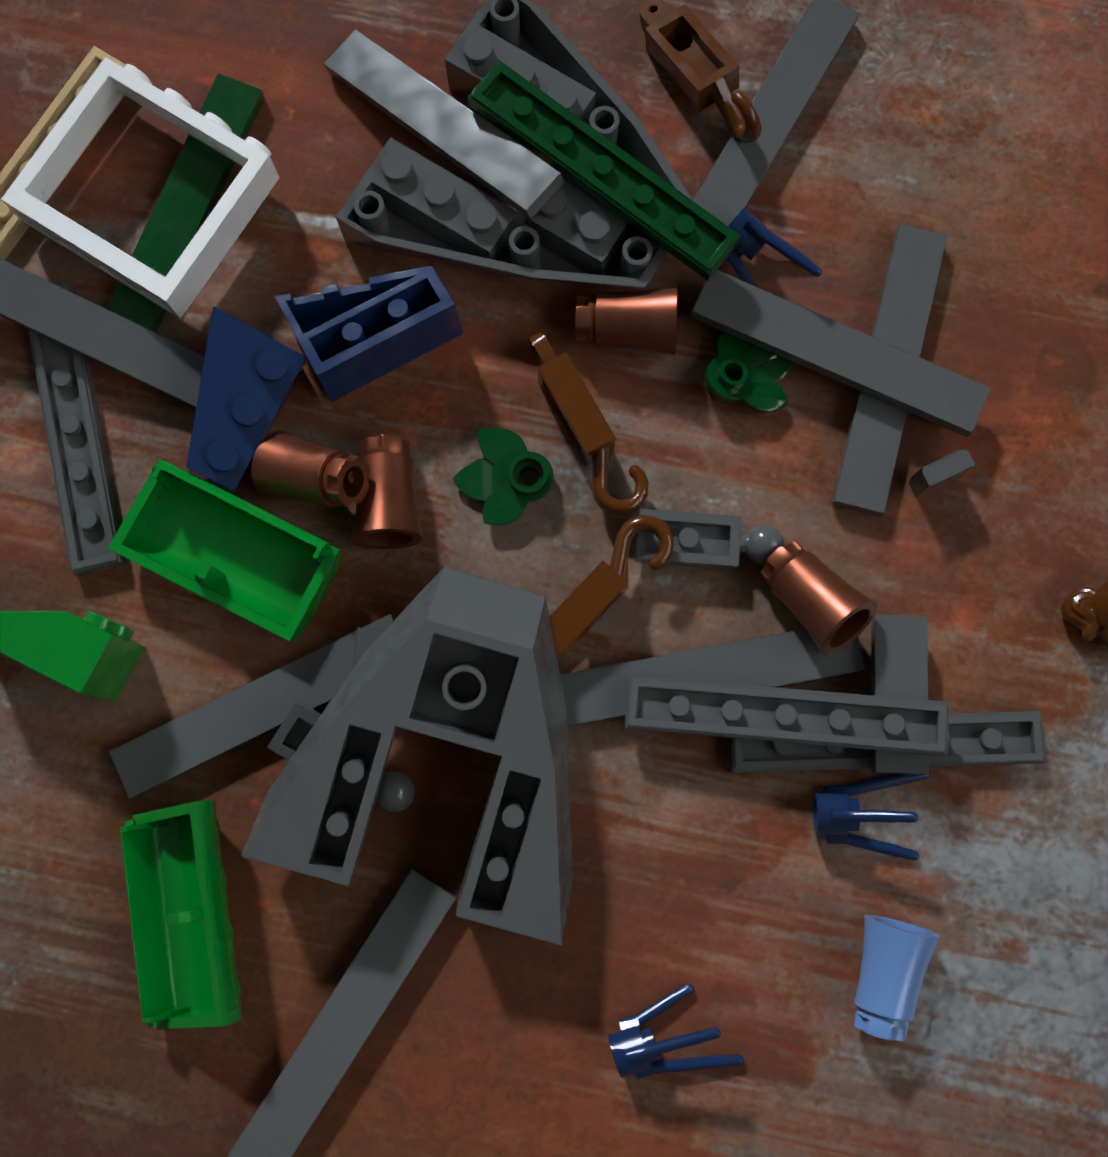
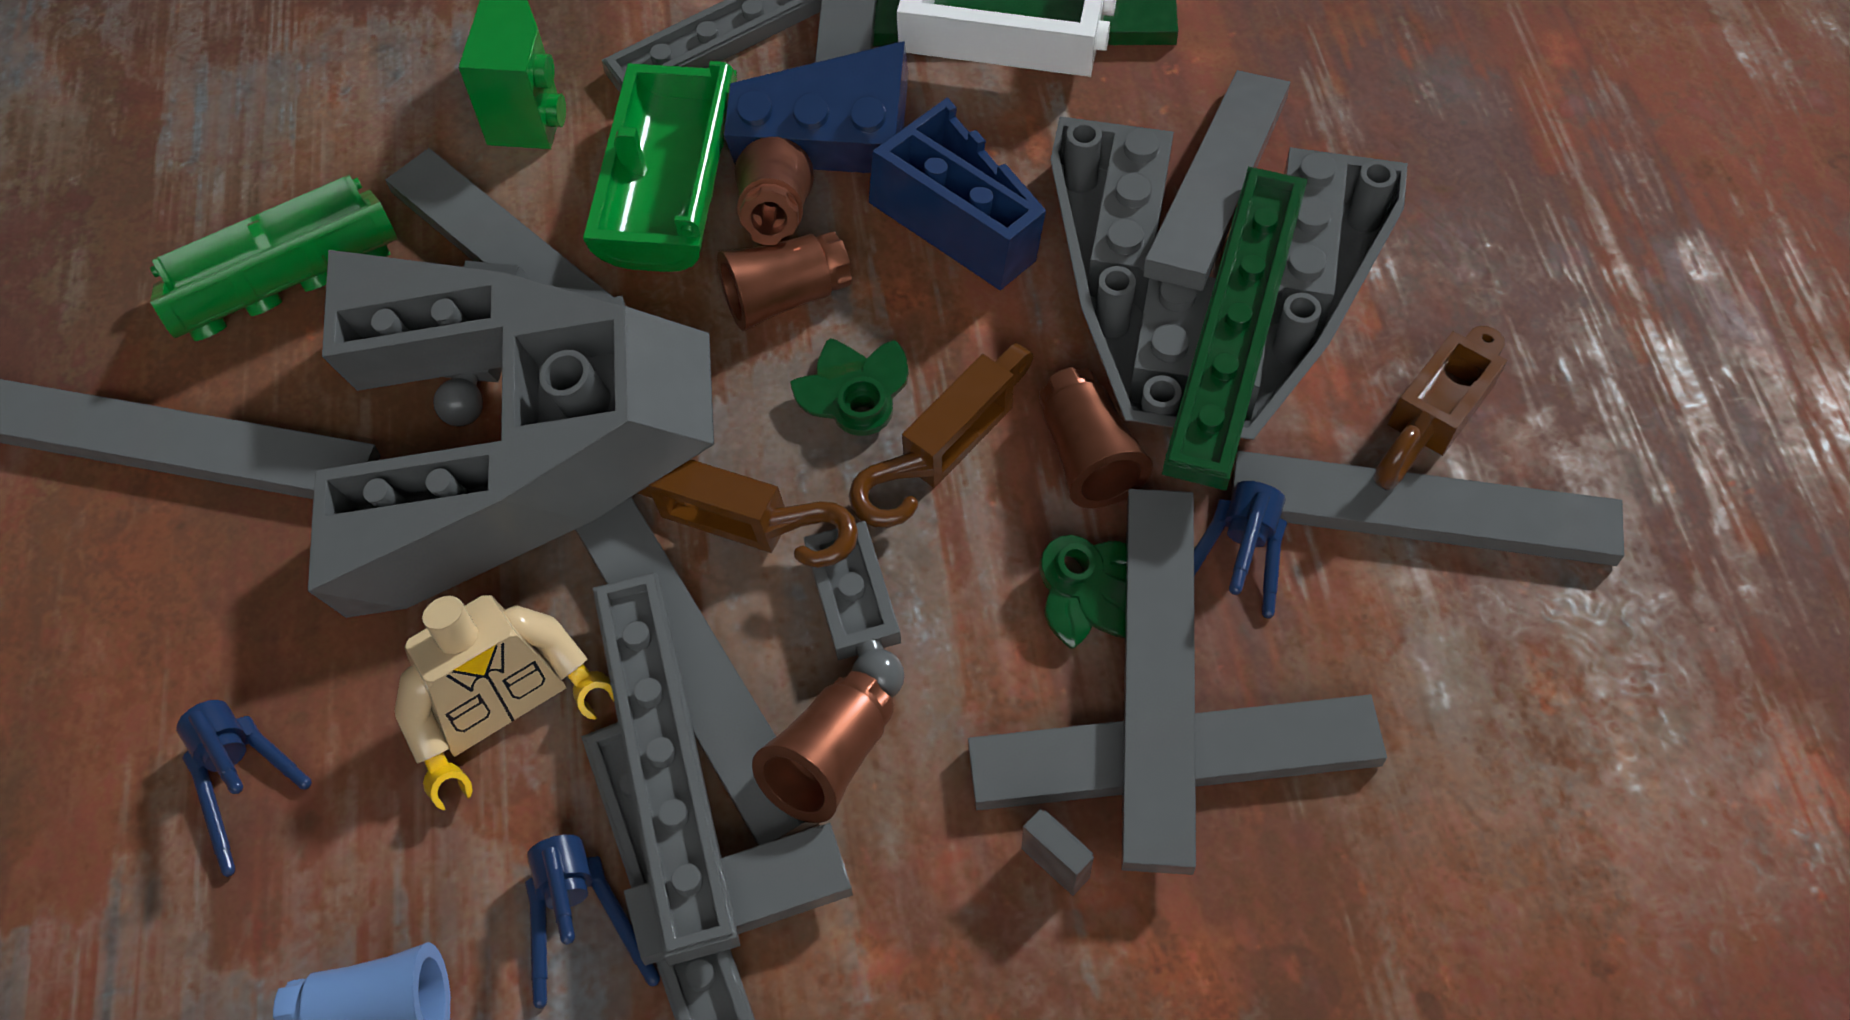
camera: 70 degrees right, 20 degrees down
(670, 832) = (479, 673): none -> tan torso

